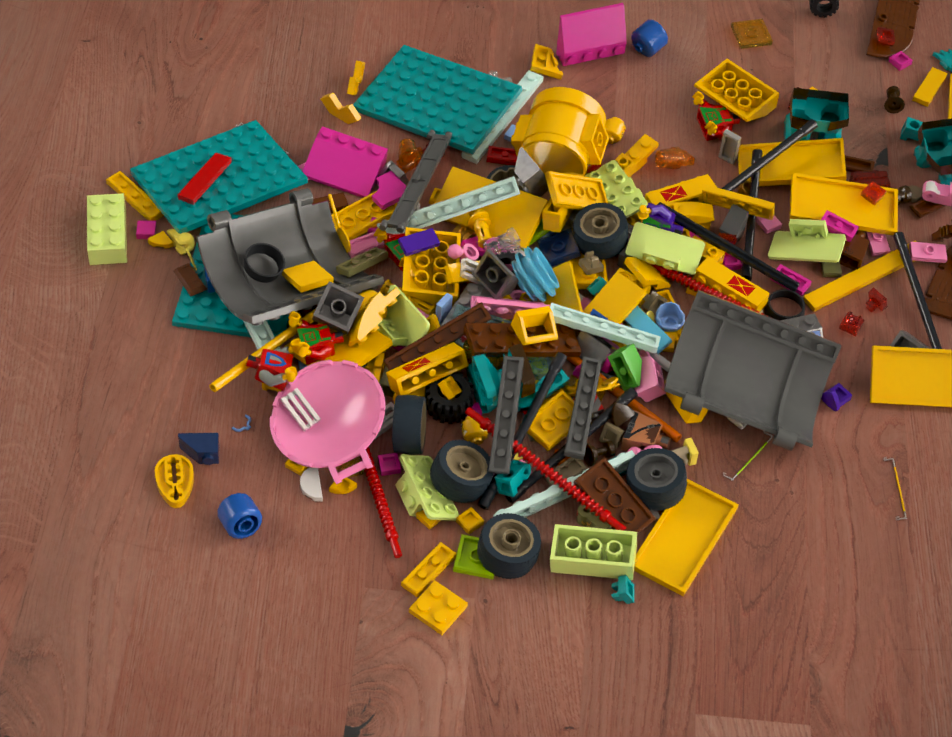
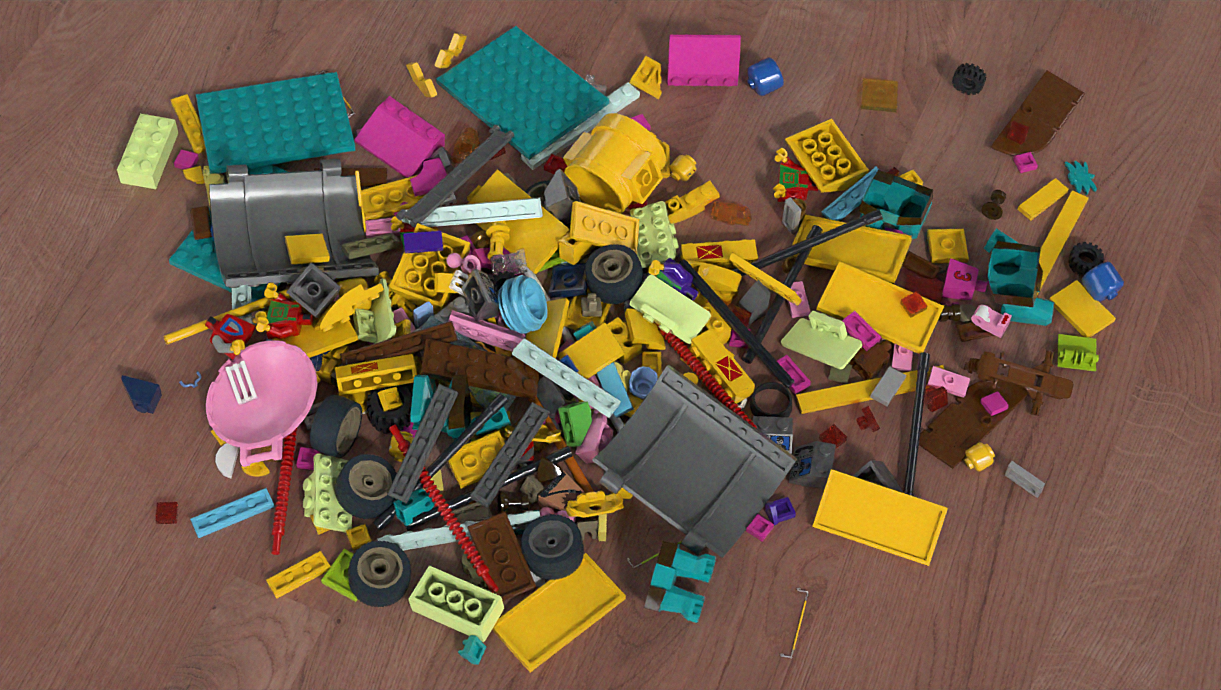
camera: 20 degrees right, 5 degrees up
(165, 483) = (95, 415): yellow piece -> none
(204, 178) = (255, 122): red tile -> none
(239, 515) = (144, 472): blue head -> none
(271, 251) = (274, 210): black tyre -> none
(275, 548) = (167, 512): none -> clear red plate
(339, 531) = (232, 513): none -> medium azure tile
(438, 607) = (290, 615): yellow plate -> none
(531, 318) = (497, 350): yellow tile -> none
(653, 301) = (636, 360): dark tan tile -> none
(666, 432) = (582, 505): none -> yellow piece
(773, 119) = (849, 199): none -> medium azure tile
(776, 487) = (669, 565): none -> teal piece
(826, 416) = (759, 527): none -> dark pink tile
(855, 350) = (812, 464): none -> flat silver slope
(869, 142) = (947, 245): none -> yellow tile
(879, 268) = (888, 386): none -> light grey tile
(898, 166) = (962, 281): none -> dark pink torso
(924, 268) = (936, 398): none -> clear red tile

